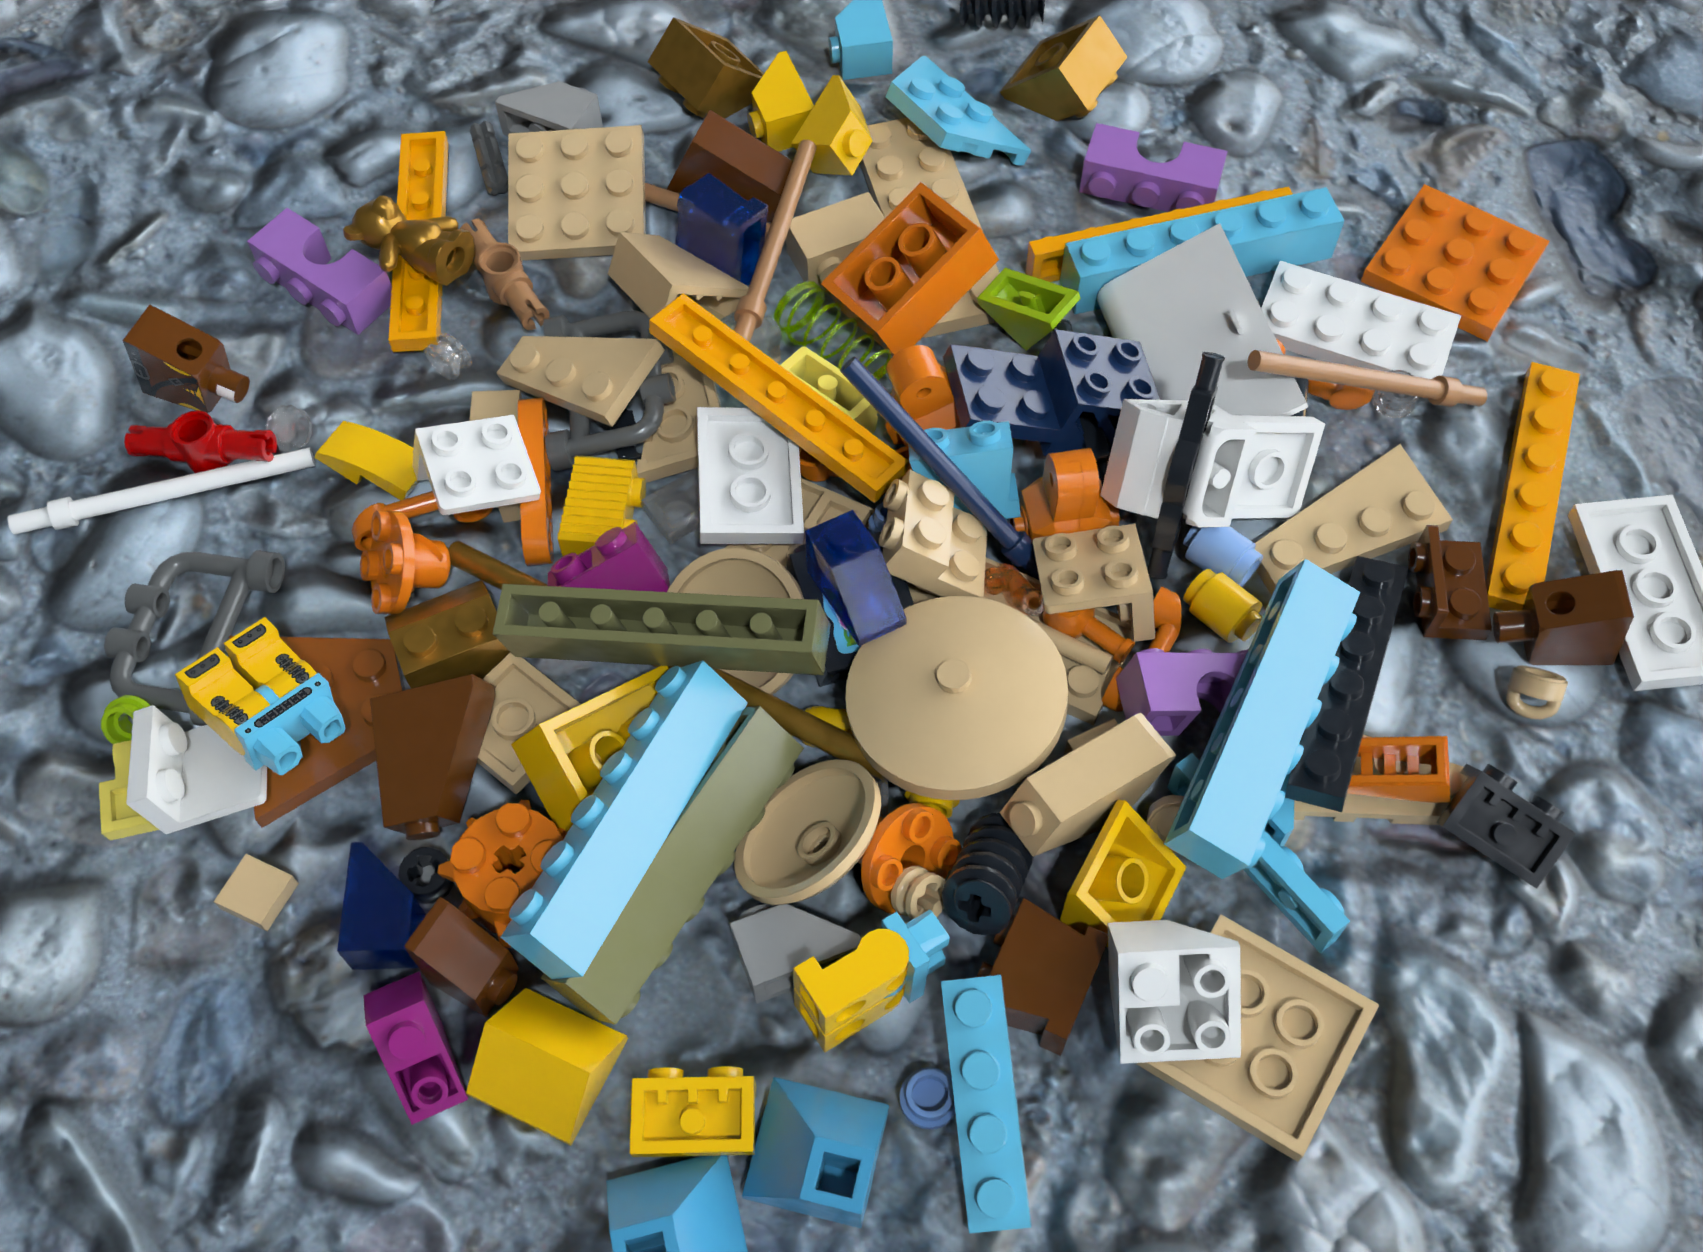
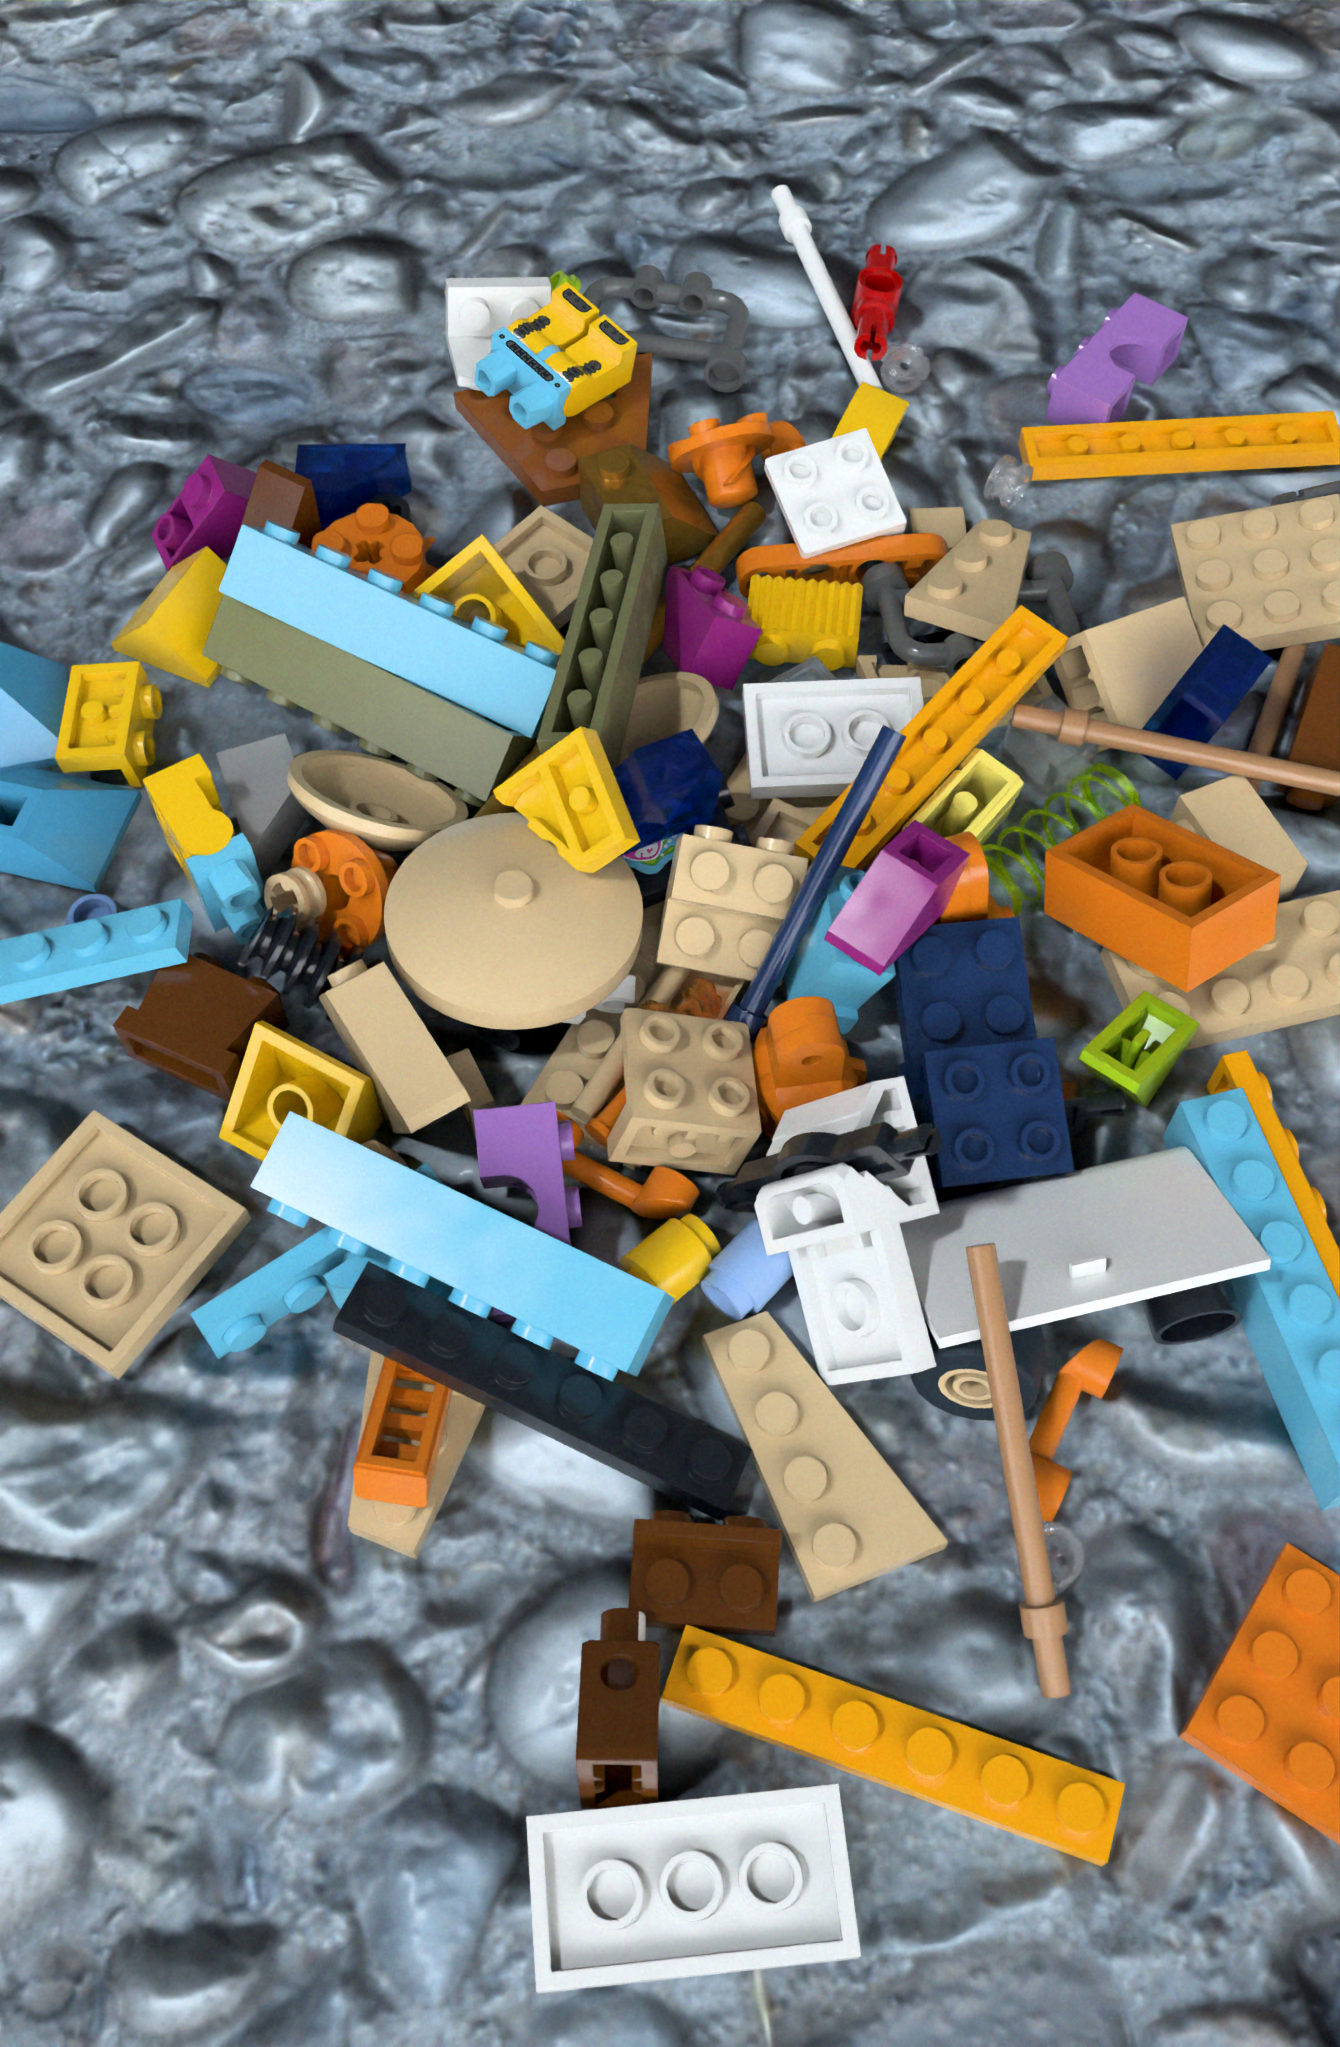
camera: 90 degrees right, 0 degrees up
(181, 363) = (960, 288): reddish brown torso -> none
(256, 892) = (385, 406): tan tile -> none
(428, 245) = (1135, 441): pearl gold piece -> none
(429, 751) = (495, 492): reddish brown slope -> none
(505, 276) = (1133, 519): medium nougat pin -> none
(869, 628) = (573, 802): none -> yellow wing
(971, 392) = (898, 897): none -> slope
(1174, 992) = (143, 1114): white slope -> none
(1356, 323) = (1175, 1523): white plate -> none
(1505, 826) = (327, 1571): black bracket -> none
(1536, 684) = (532, 1664): tan tile -> none

